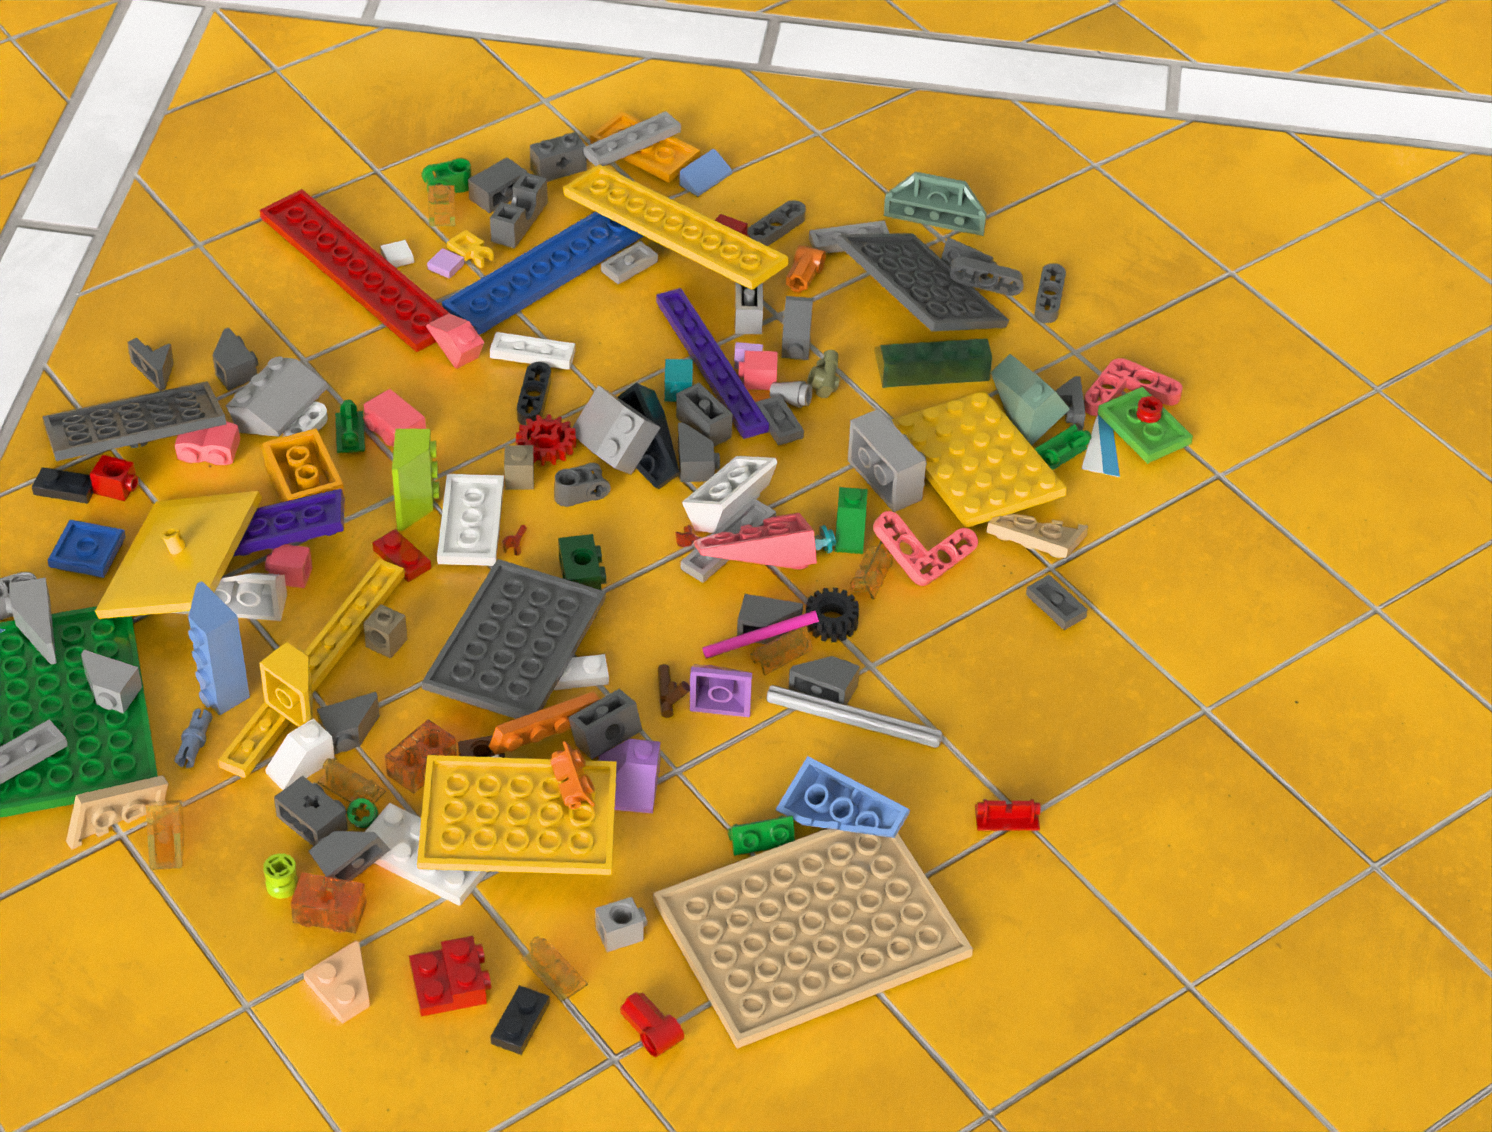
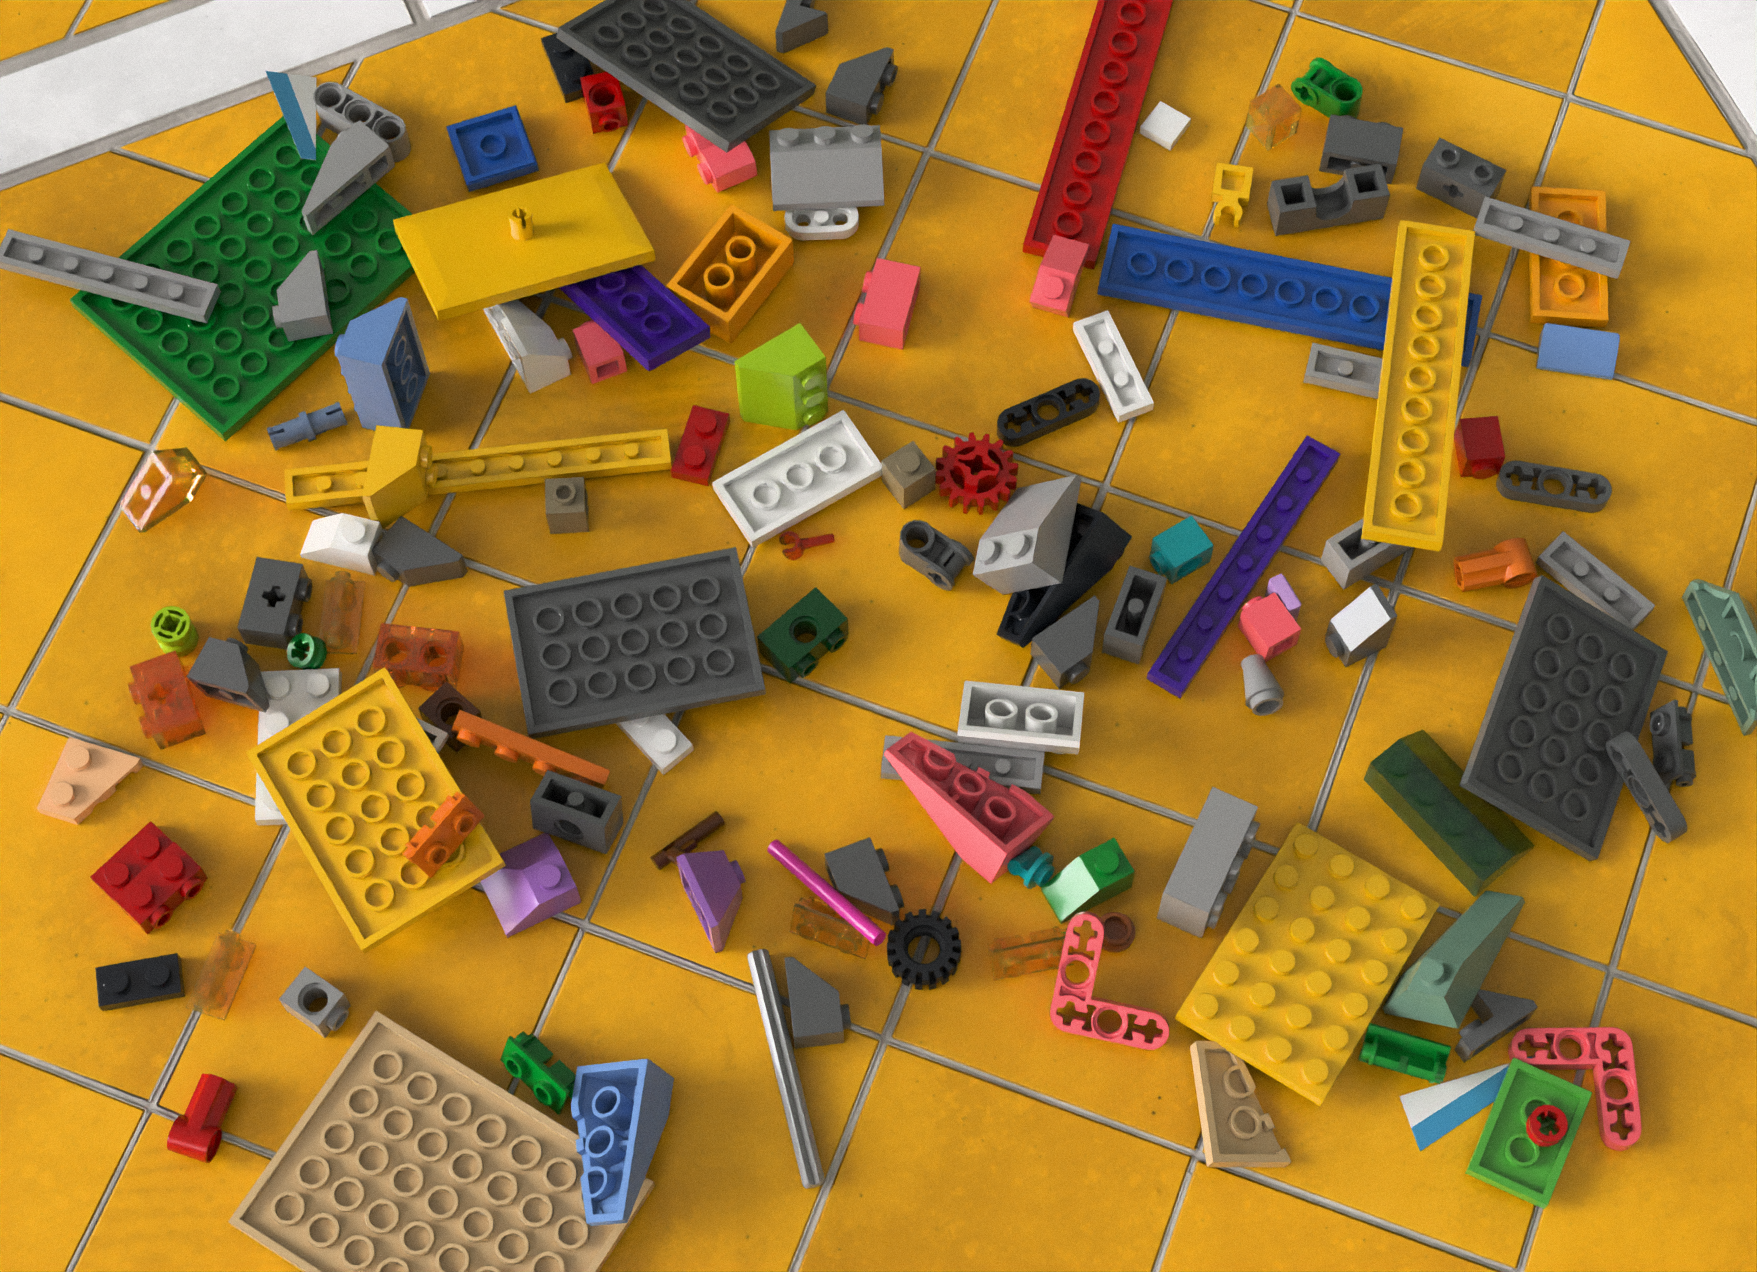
camera: 60 degrees right, 20 degrees up
(105, 807) = (150, 416): tan wing -> none
(349, 428) = (845, 270): green hinge -> none
(445, 263) = (1190, 183): lavender tile -> none
(687, 538) = (935, 720): clear red hand -> none
(781, 420) = (1203, 699): dark grey plate -> none
(823, 376) = (1311, 707): olive plate -> none
(1053, 301) = (1670, 900): dark grey beam -> none
(1056, 602) = (1129, 1196): dark grey plate -> none

